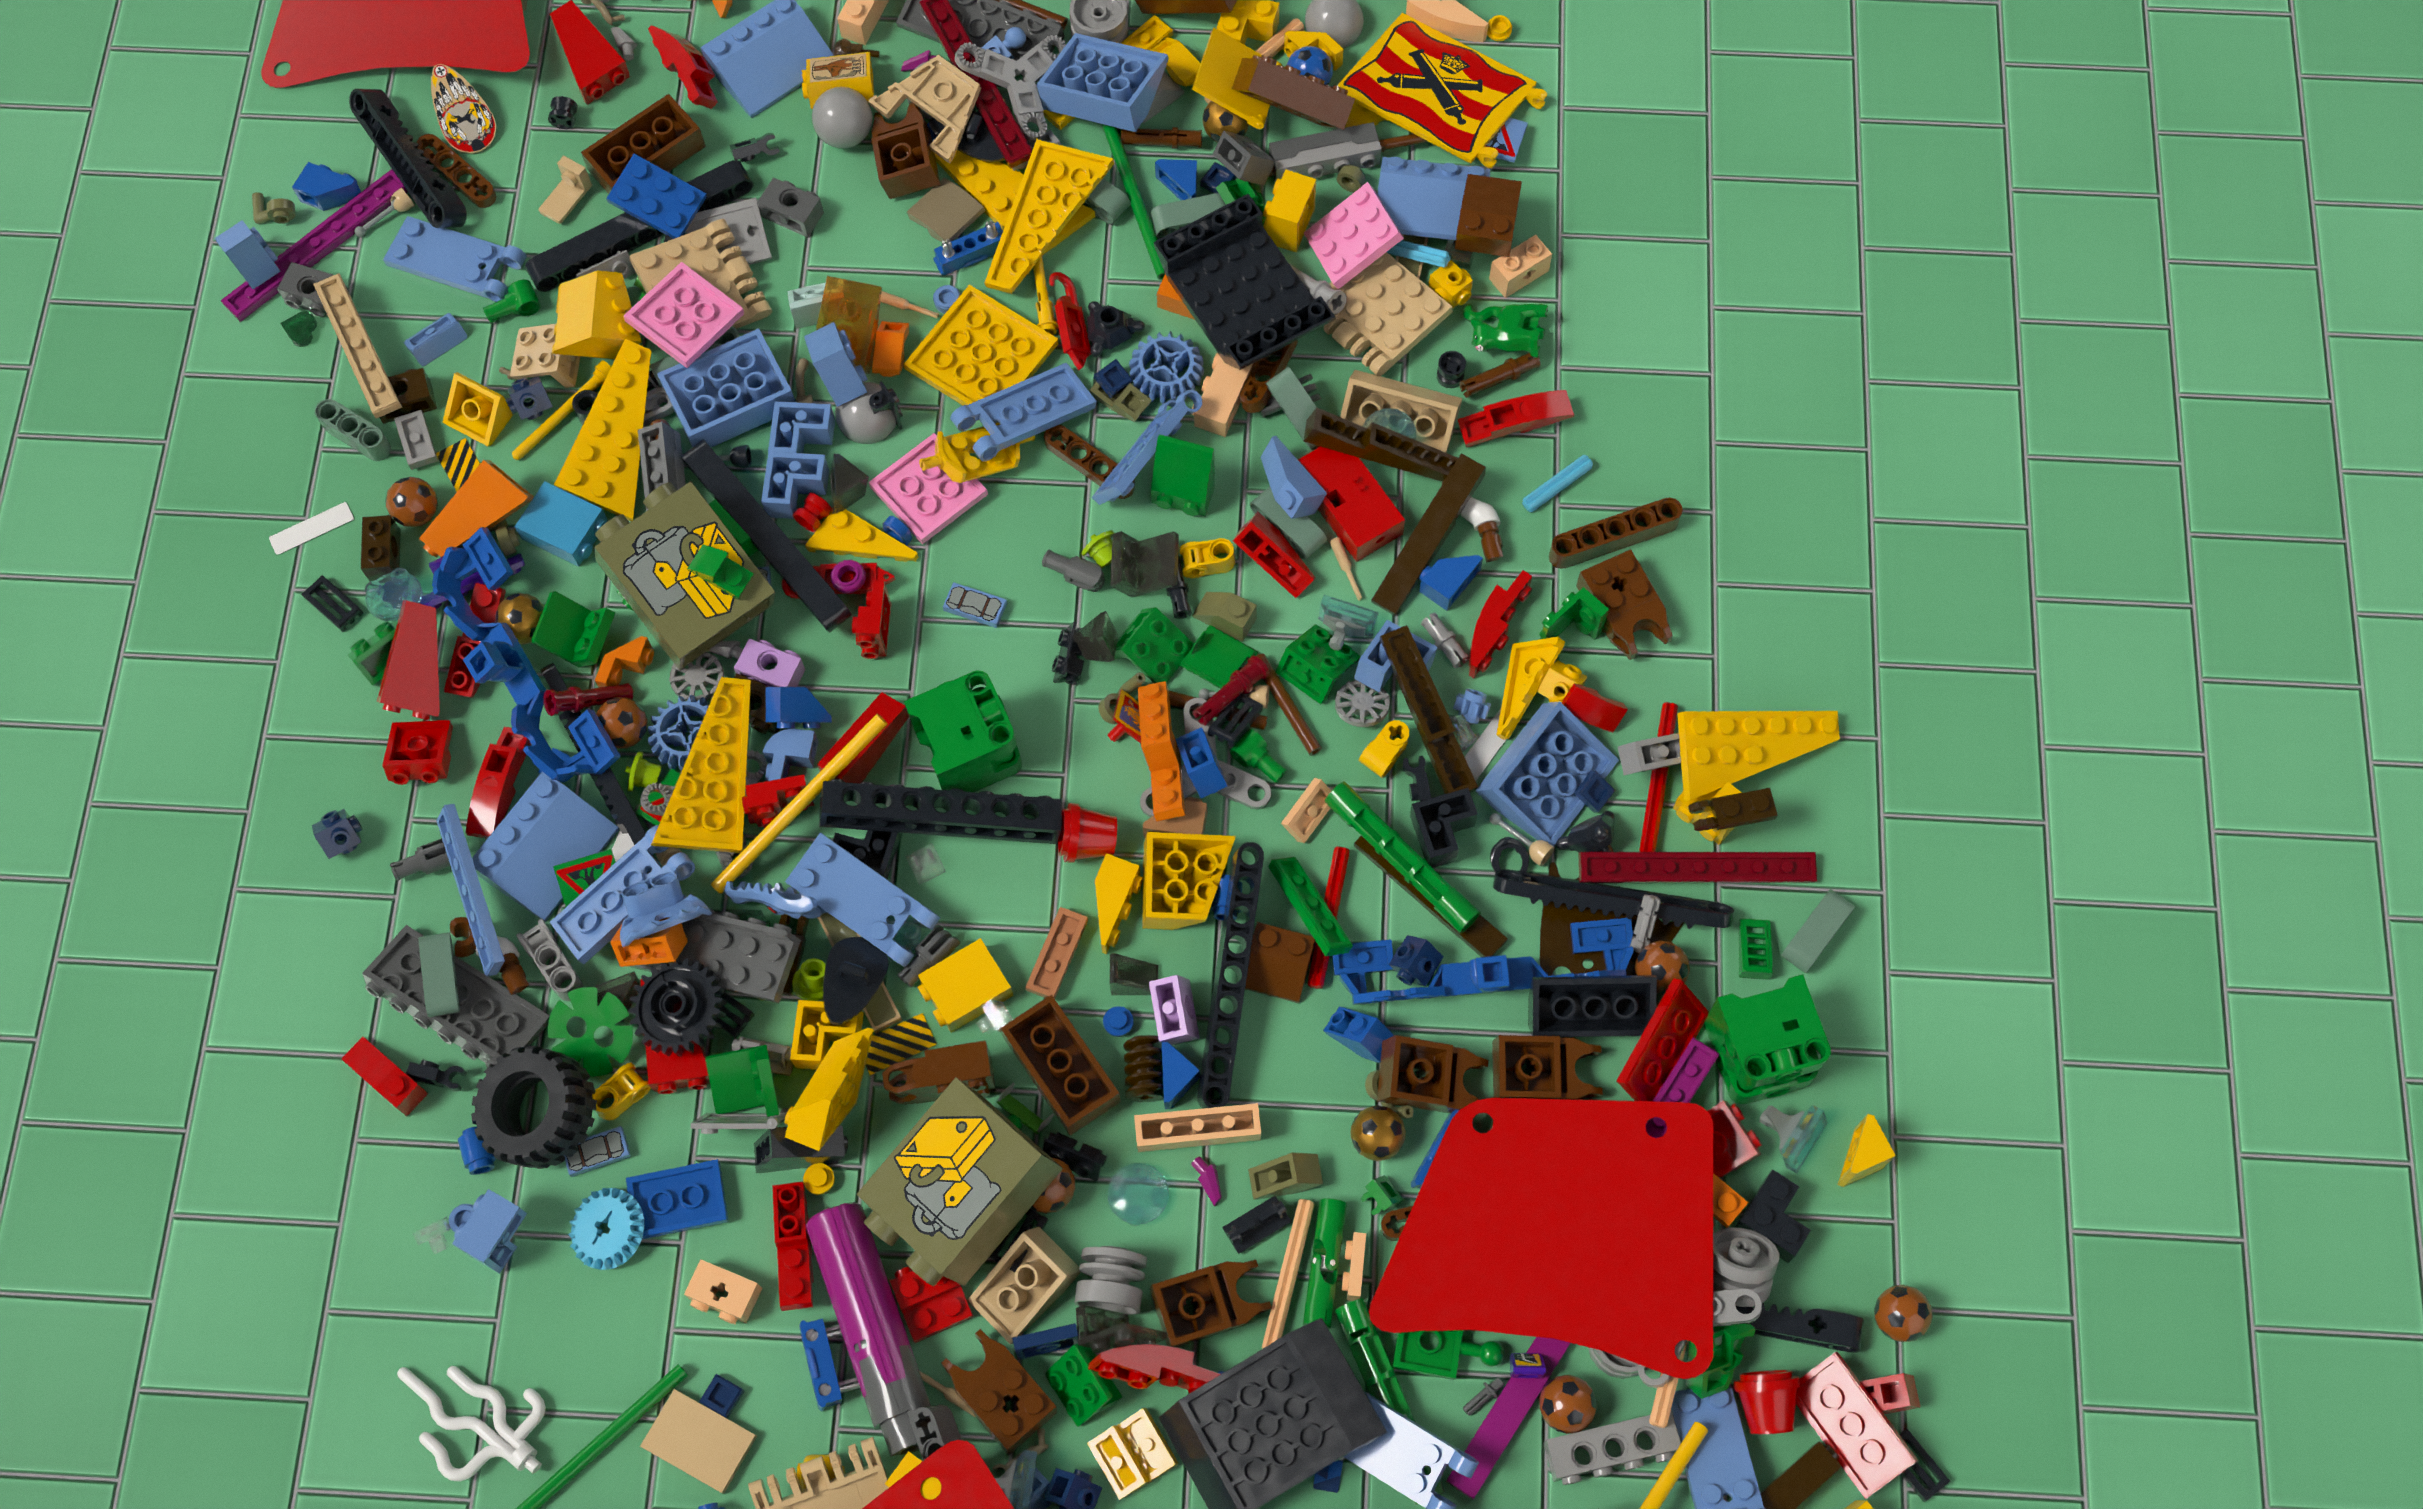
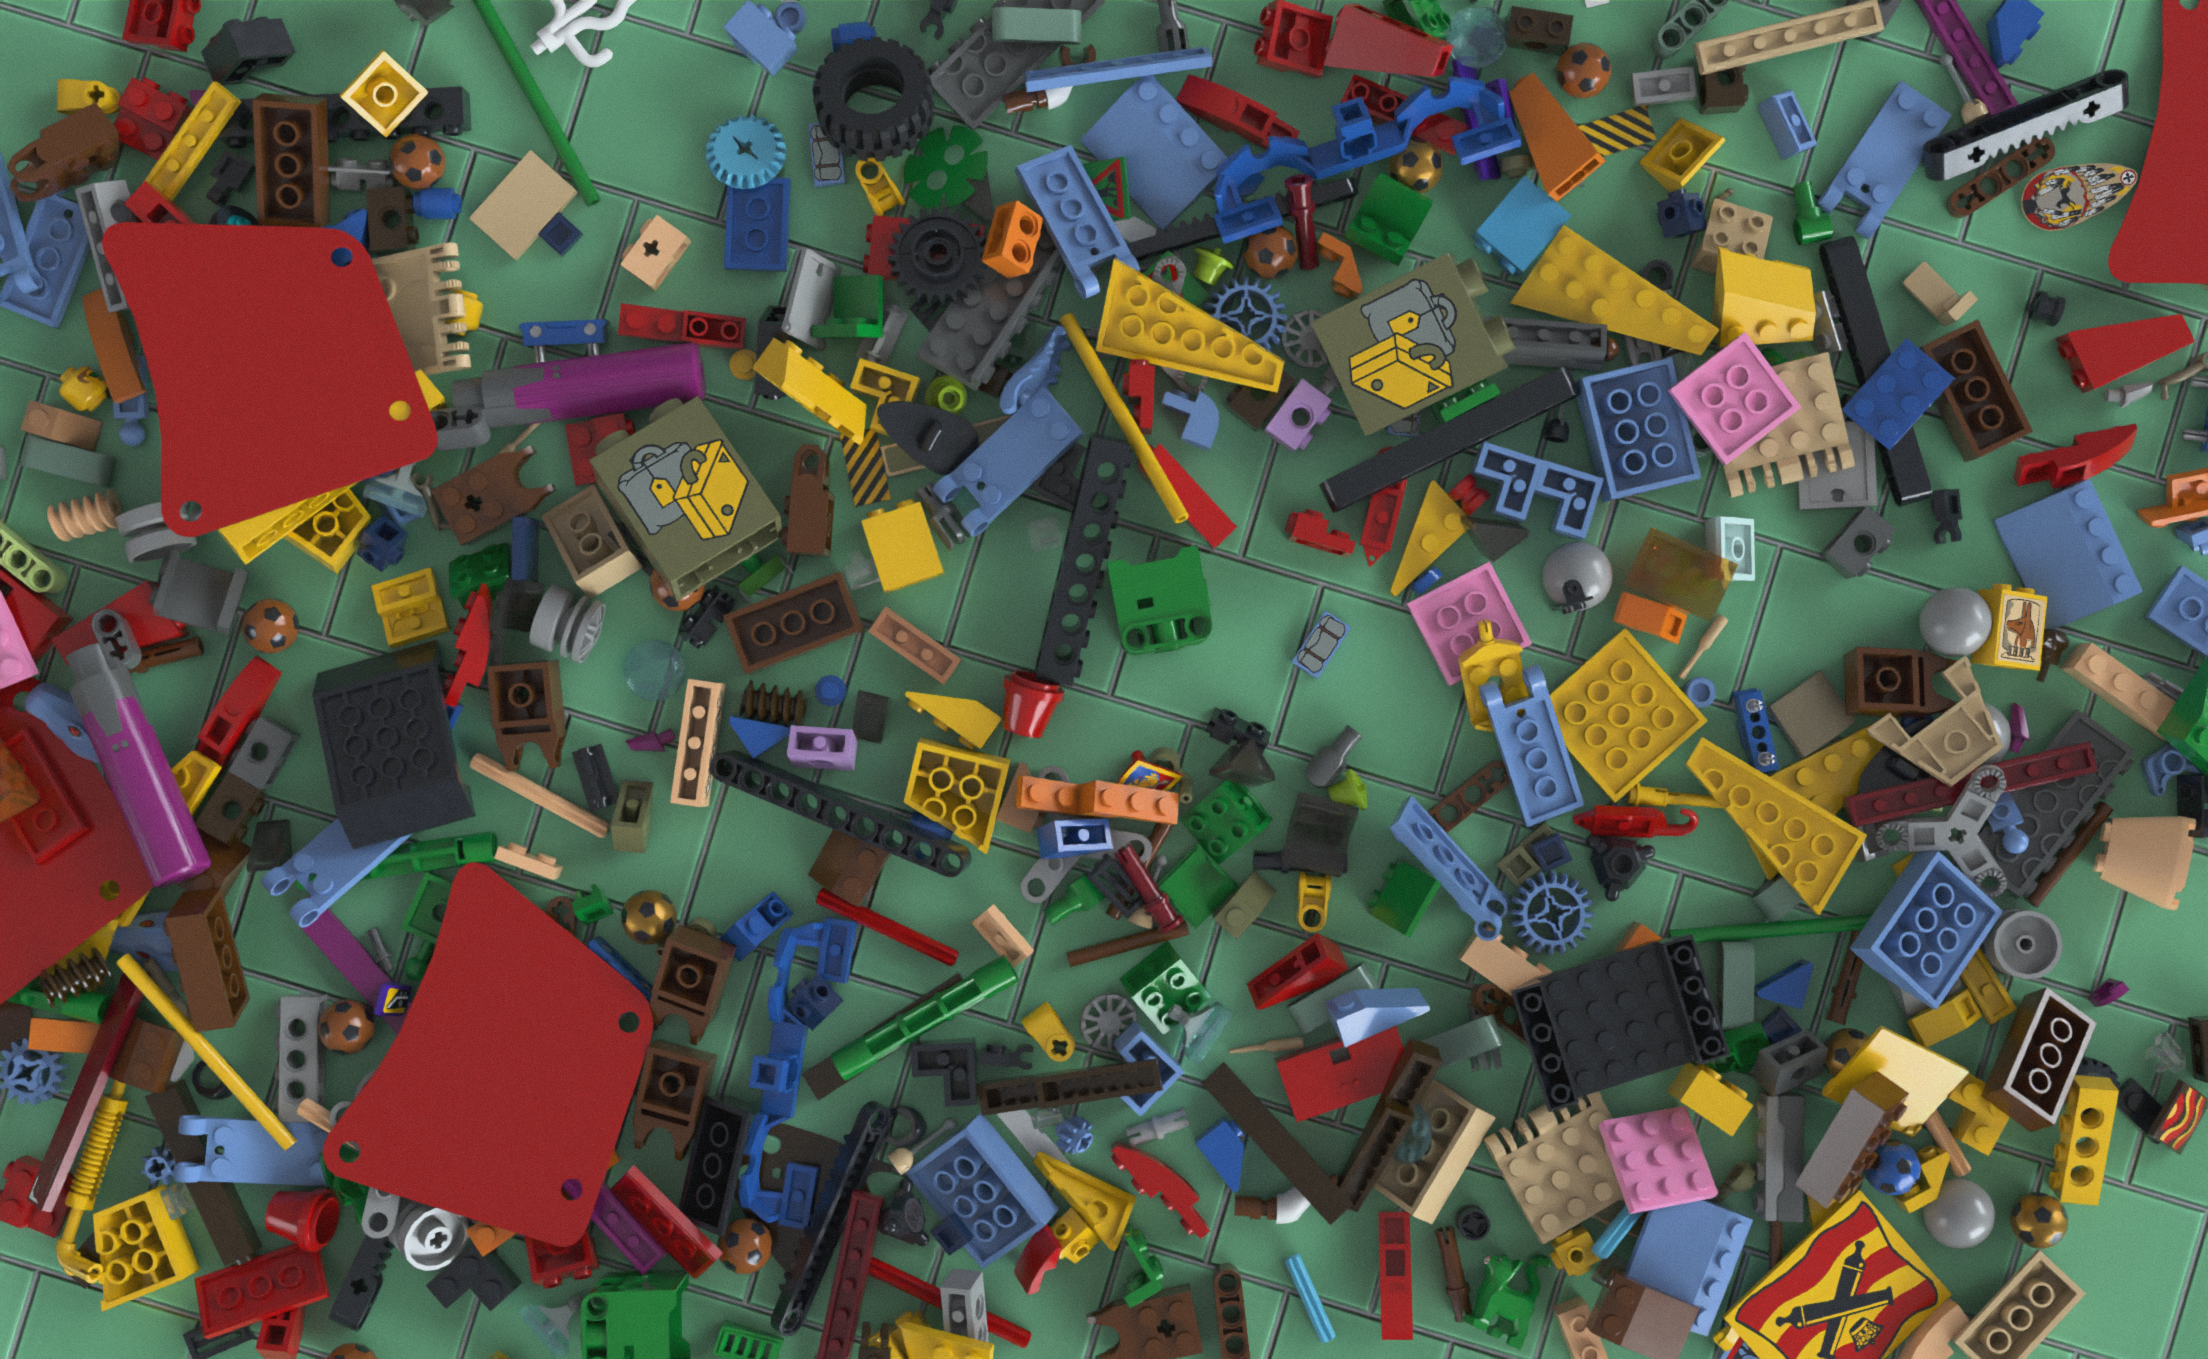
camera: 105 degrees right, 20 degrees up
(541, 946) = (1045, 129): light grey piece -> none
(599, 376) = (1694, 298): yellow piece -> none
(654, 900) = (1048, 250): medium blue piece -> none
(720, 571) = (1395, 381): green slope -> none
(794, 706) = (1239, 430): blue slope -> none
(799, 378) = (1606, 513): dark tan piece -> none
(835, 365) = (1628, 552): medium blue brick -> none
(855, 584) = (1384, 505): magenta piece -> none
(1310, 906) = (896, 910): green tile -> none
(1325, 1258) = (544, 835): green piece -> none
(1334, 298) = (1598, 1103): light grey pin -> none
(1645, 922) = (792, 1242): light grey axle -> none

